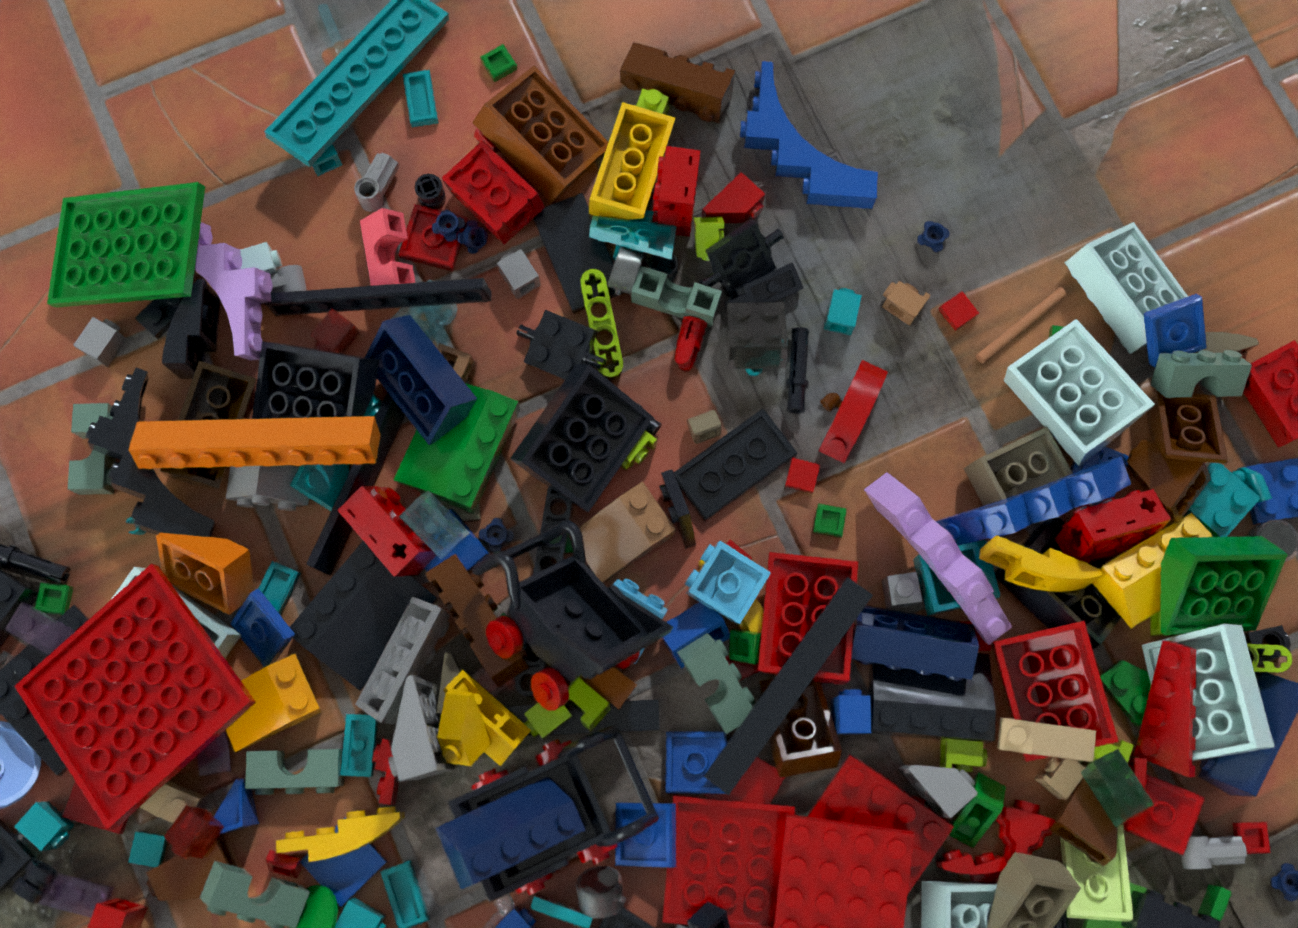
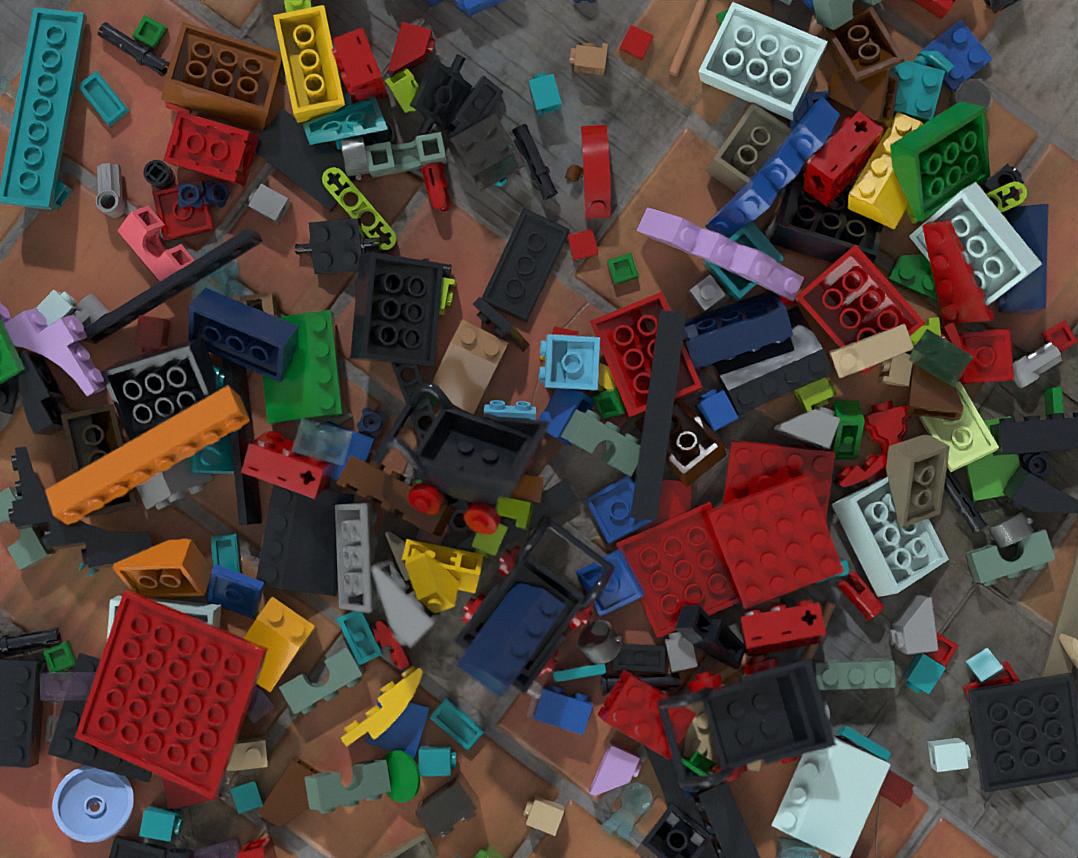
camera: 25 degrees left, 10 degrees up
(193, 832) = (276, 766): clear red brick -> none
(237, 808) = (296, 734): blue slope -> none
(283, 864) = (354, 751): red tile -> none
(479, 76) = (142, 54): none -> black pin
(704, 426) = (486, 247): dark tan brick -> none
(1038, 571) = (808, 222): yellow slope -> none

